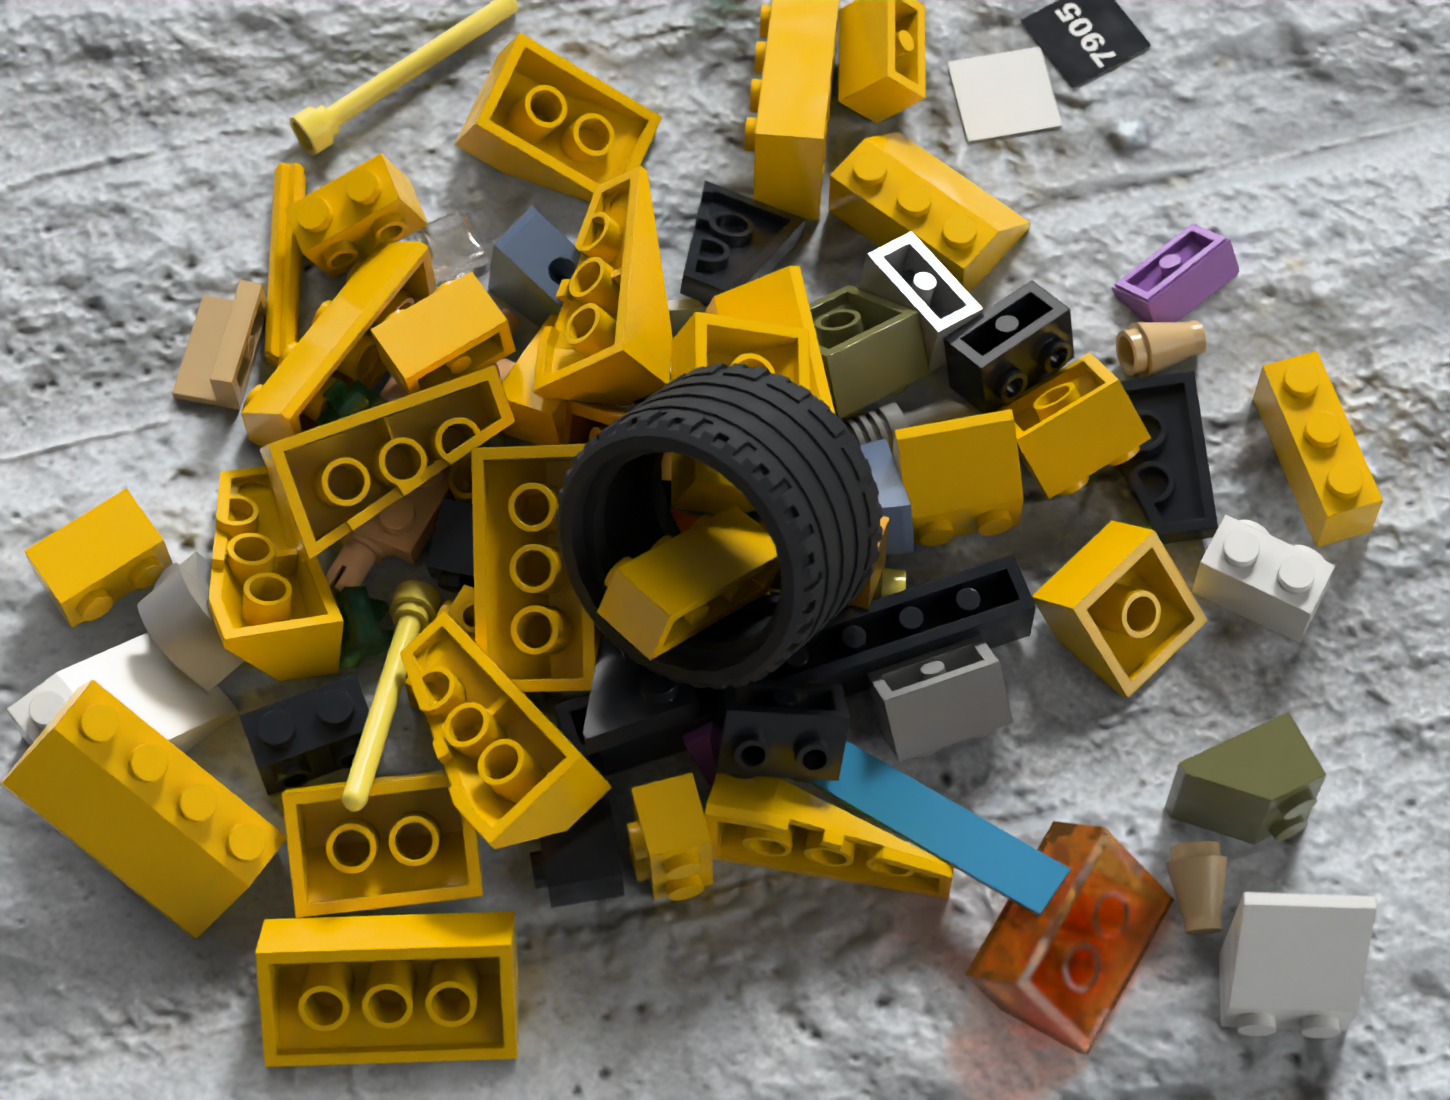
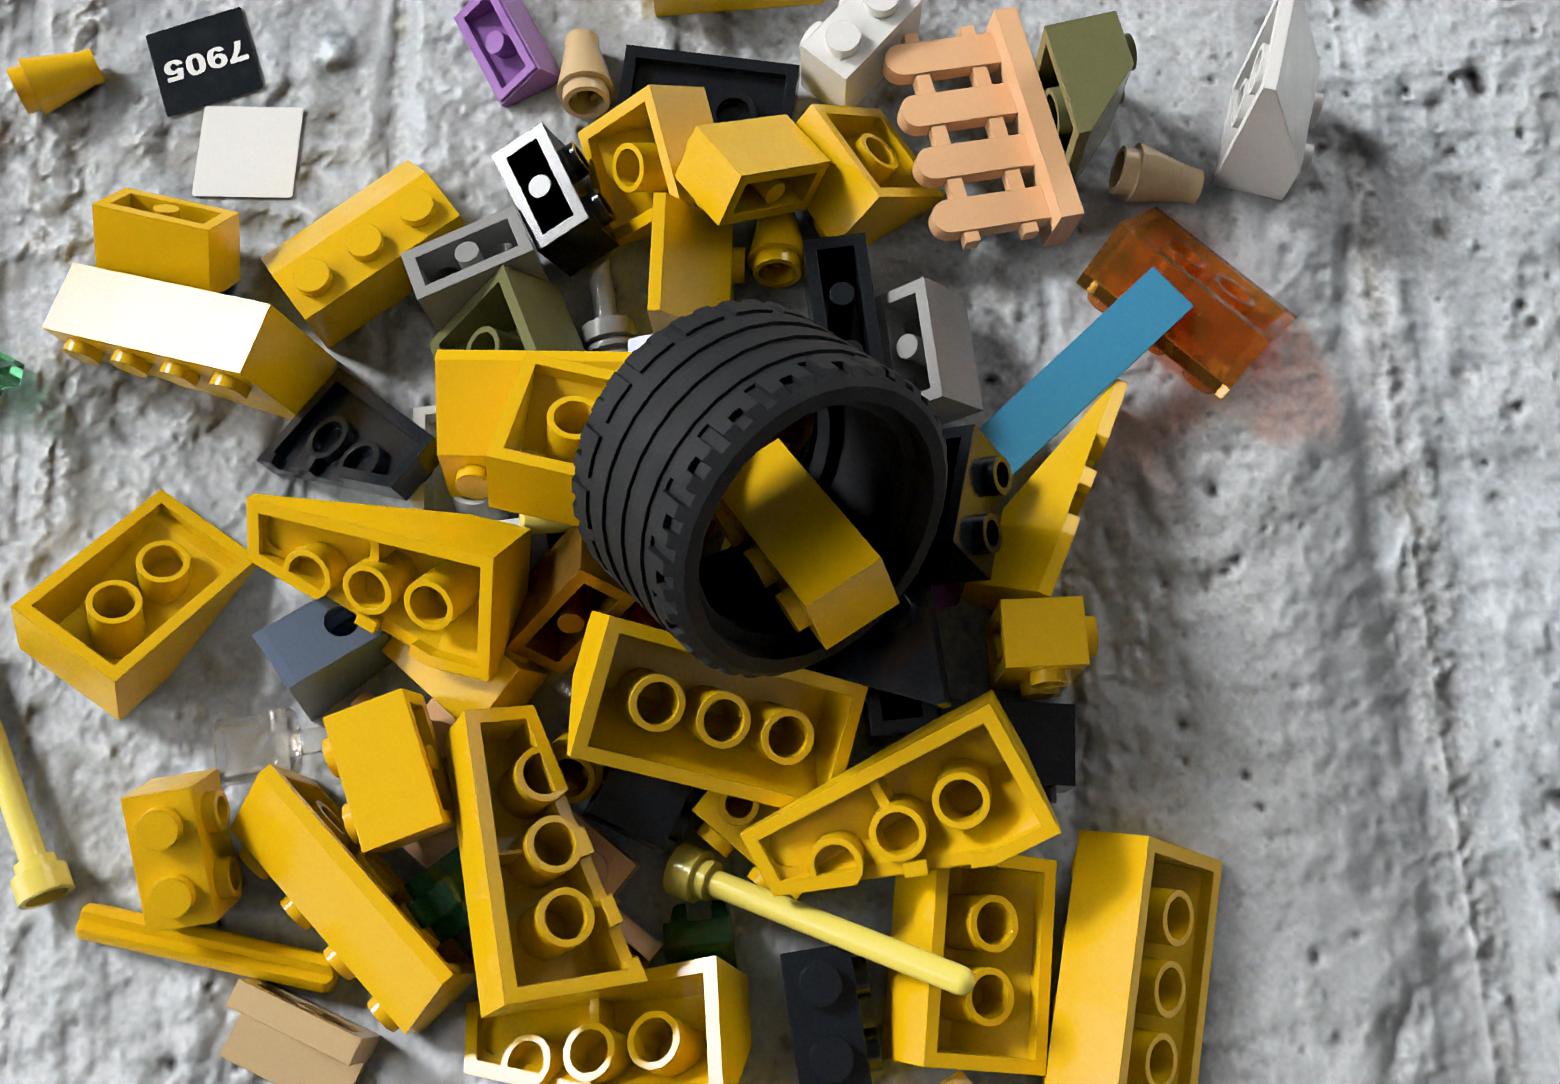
camera: 75 degrees left, 10 degrees up
(1033, 548) = (776, 251): none -> yellow cone
(1069, 492) = (751, 168): none -> yellow brick
(1172, 729) = (1019, 126): none -> light nougat fence

